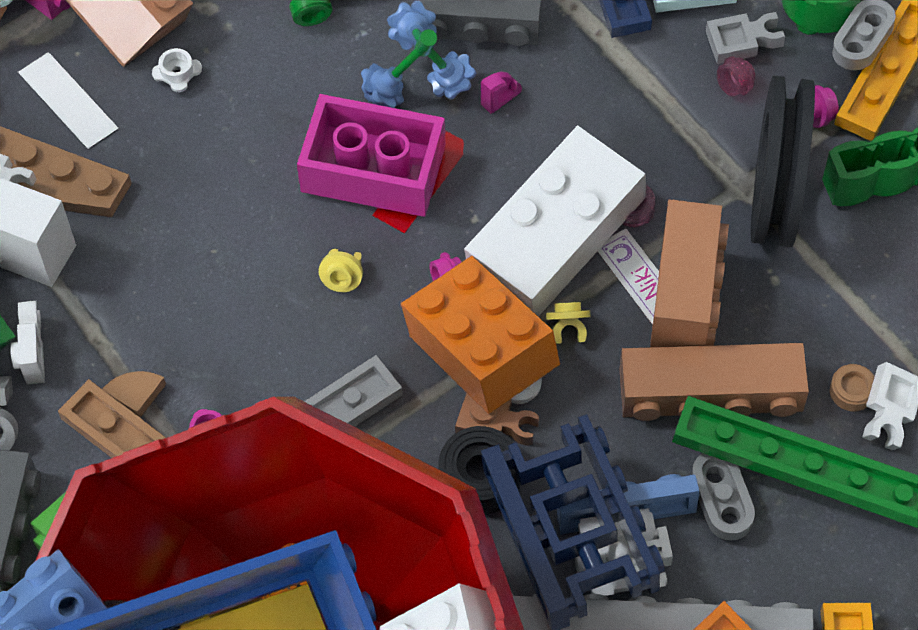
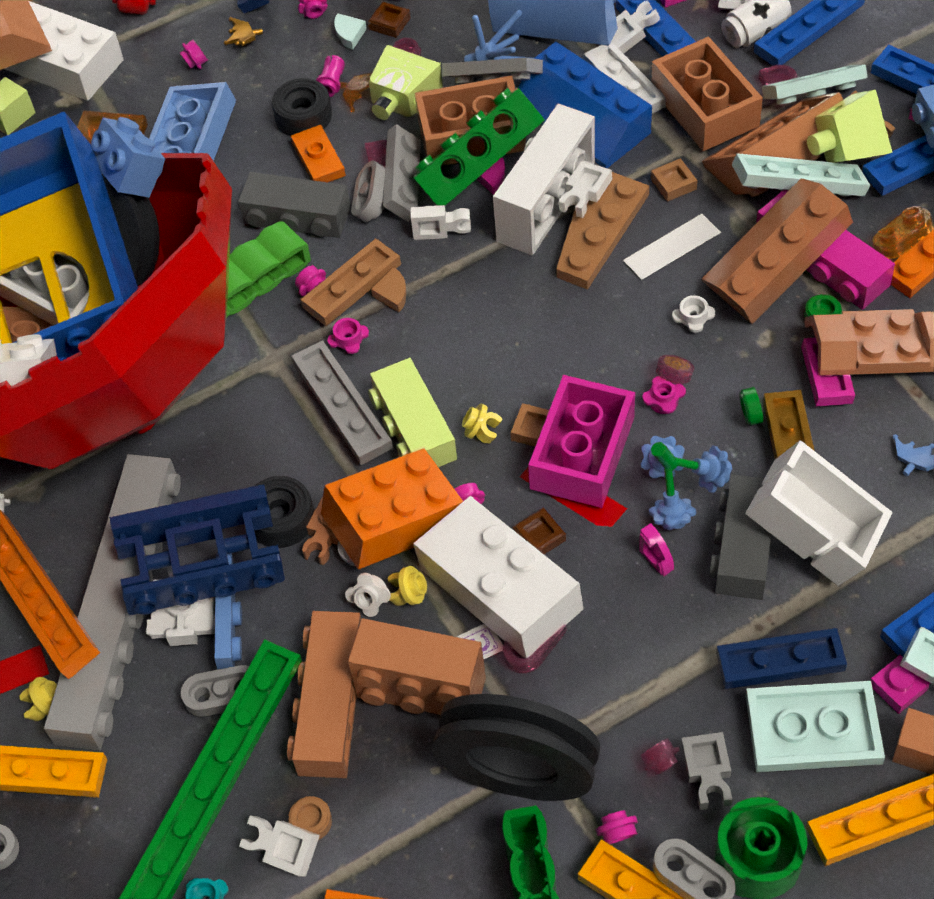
camera: 100 degrees right, 5 degrees down
(260, 81) = (675, 369): none -> clear pink tile
(294, 102) = (663, 403): none -> dark pink plate
(337, 338) = (411, 412): none -> yellowish green brick
(338, 219) = (528, 424): none -> medium nougat tile
(480, 202) = (541, 531): none -> reddish brown tile
(582, 357) = (374, 587): none -> white plate

